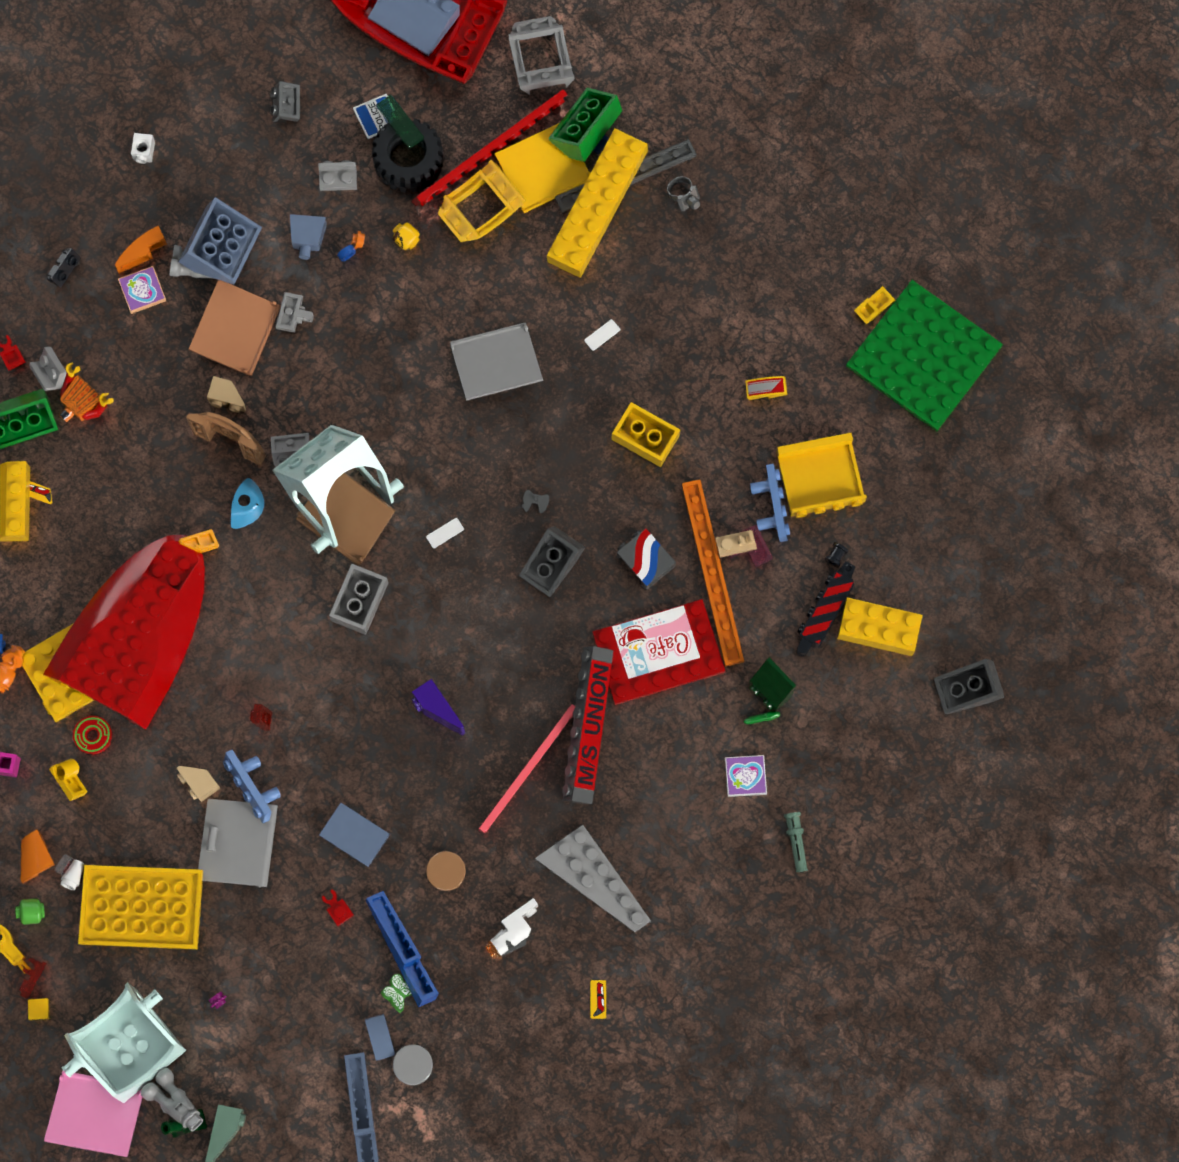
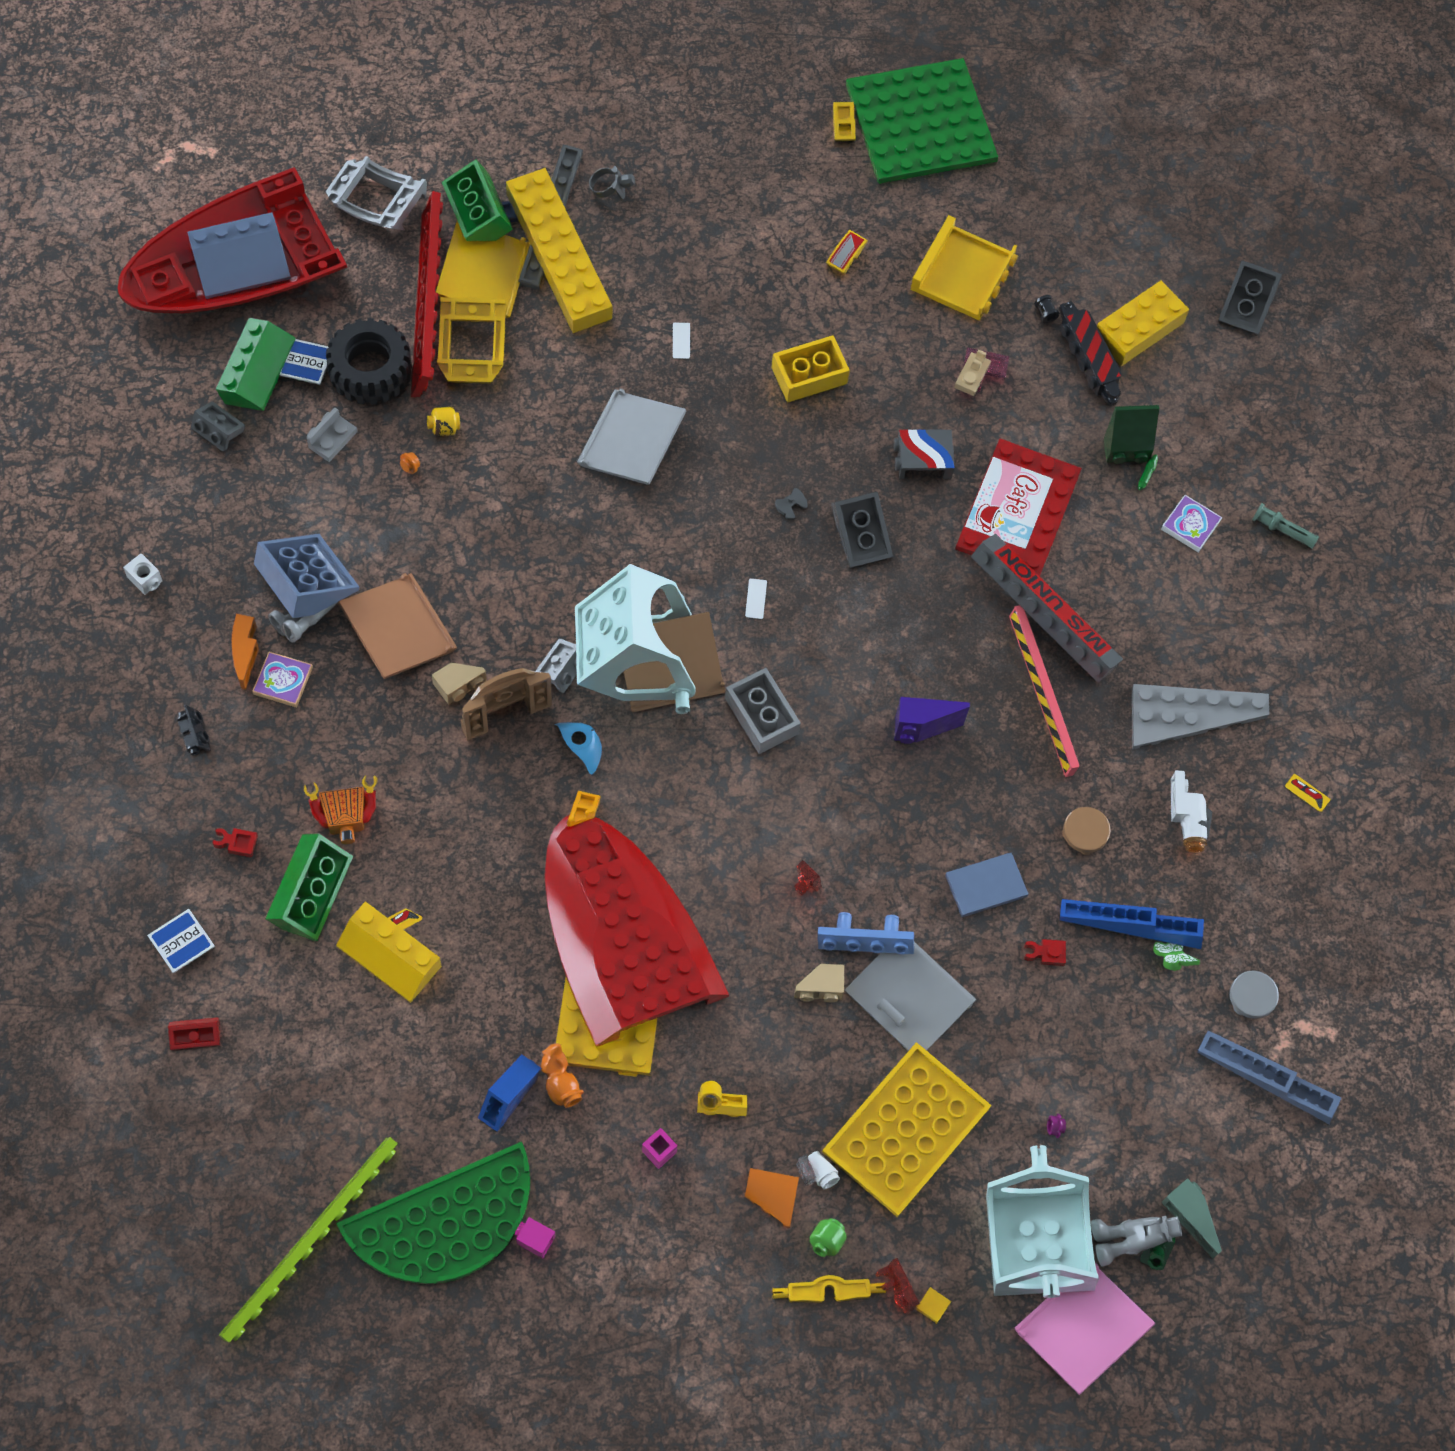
camera: 55 degrees left, 10 degrees down
(49, 370) = (289, 814): light grey bracket -> none
(81, 731) = (692, 1035): red tile -> none
(292, 313) = (428, 567): light grey hinge -> none
(307, 233) = (362, 499): sand blue torso -> none
(346, 88) = (255, 365): none -> green slope
(346, 253) = (413, 480): blue tile -> none
(380, 1037) = (1204, 1003): sand blue slope -> none
(400, 121) = (337, 336): clear green tile -> none
(712, 573) = (982, 412): orange plate -> none
(780, 512) = (952, 312): medium blue plate -> none

